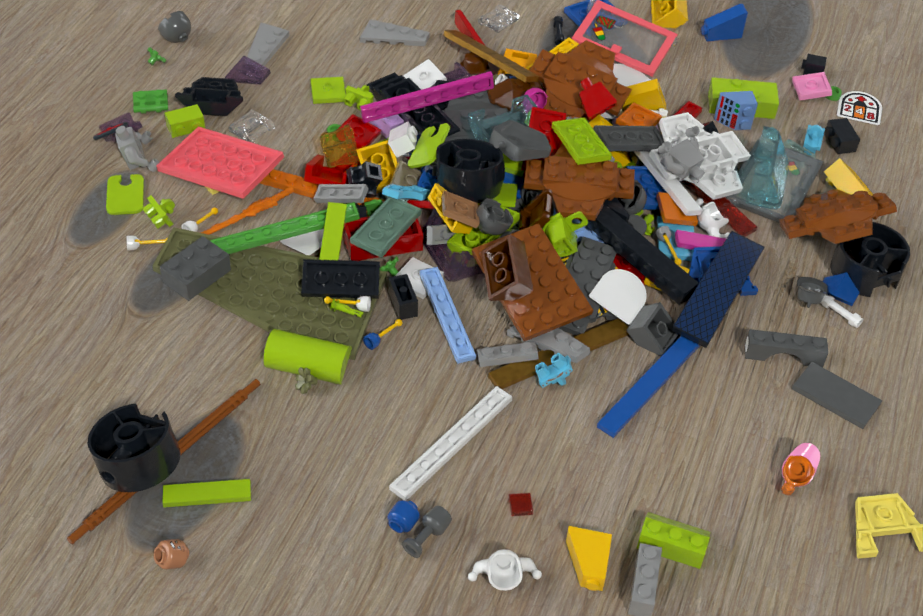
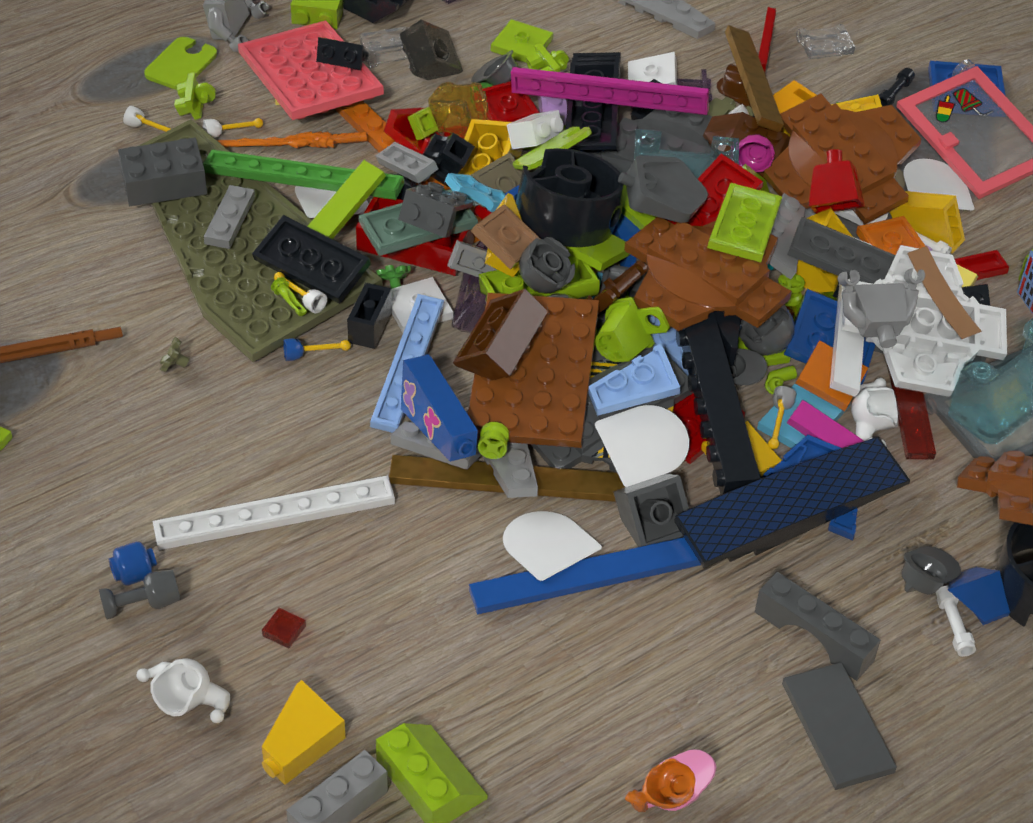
camera: 35 degrees right, 0 degrees up
(238, 142) = (341, 53): none -> black hinge
(261, 277) = (229, 217): none -> light grey plate
(284, 119) = (430, 51): none -> clear smoke slope
(290, 351) = (205, 332): lime brick -> none
(326, 165) = (423, 123): none -> lime tile
(334, 113) = (496, 70): none -> dark grey piece
(396, 213) = (432, 208): none -> dark grey bracket
(501, 332) = (436, 409): none -> blue slope
(546, 333) = (493, 440): none -> lime wheel
(555, 372) = (472, 495): medium azure hips -> none
(596, 261) = (639, 383): none -> light blue wing
(614, 377) = (547, 543): none -> white sticker
(703, 139) = (942, 294): none -> medium nougat sticker

